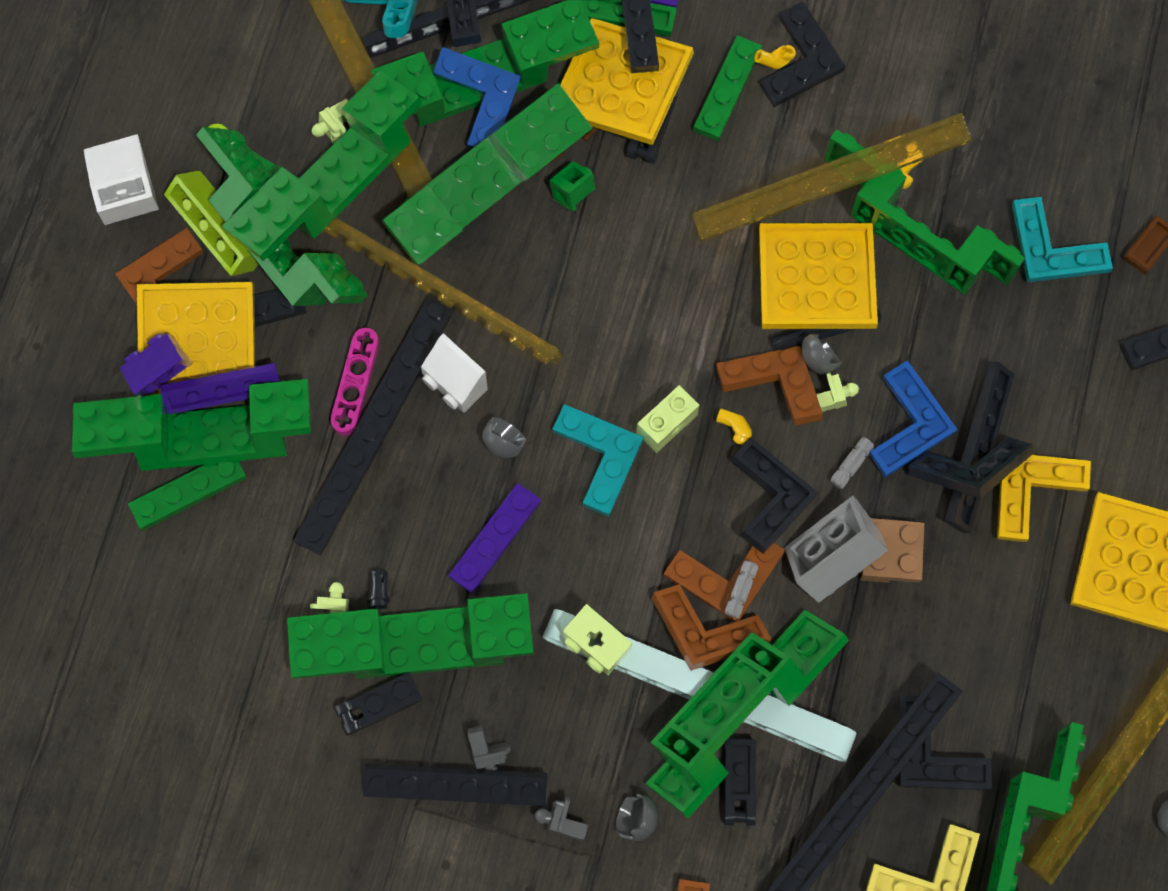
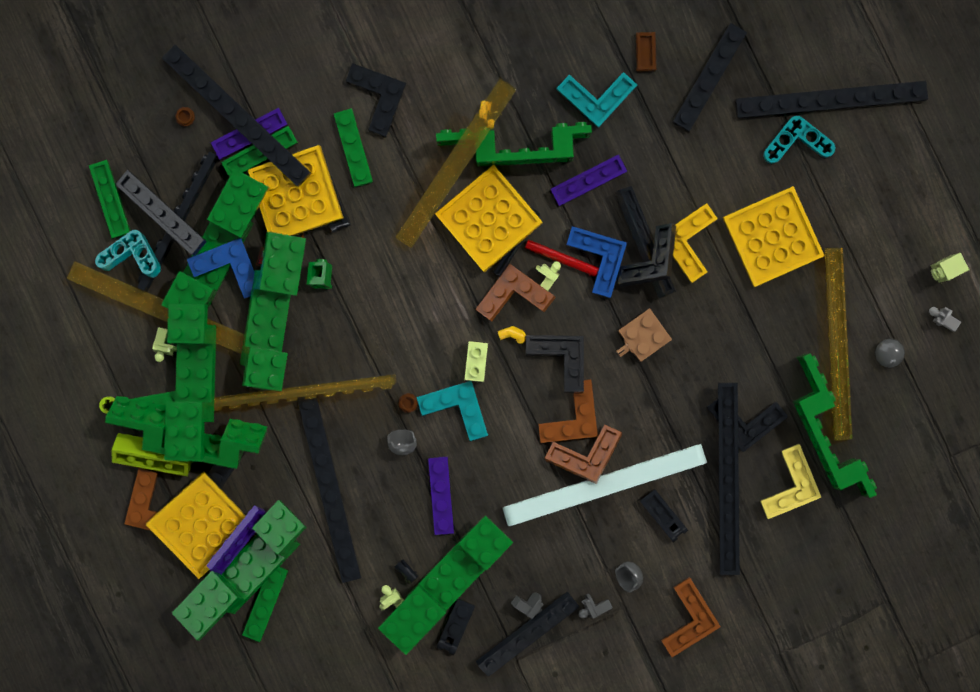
camera: 40 degrees left, 15 degrees up
(120, 180) = (79, 472): white slope -> none
(154, 365) = (194, 559): dark purple slope -> none
(358, 382) = (296, 476): dark pink beam -> none
(454, 375) = (348, 431): white slope -> none
(549, 403) = (408, 402): none -> reddish brown plate
(613, 643) = (548, 504): yellowish green brick -> none
(729, 698) = (628, 480): green bracket -> none
(741, 589) = (587, 420): light grey axle -> none
(777, 58) = (365, 109): yellow arm -> none
(819, 355) = (525, 261): dark grey hair -> none
(835, 549) = (617, 361): light grey slope -> none
(852, 462) = (587, 304): light grey axle -> none
(865, 388) = (562, 258): none -> red piece
(968, 328) = (588, 180): none -> dark purple plate

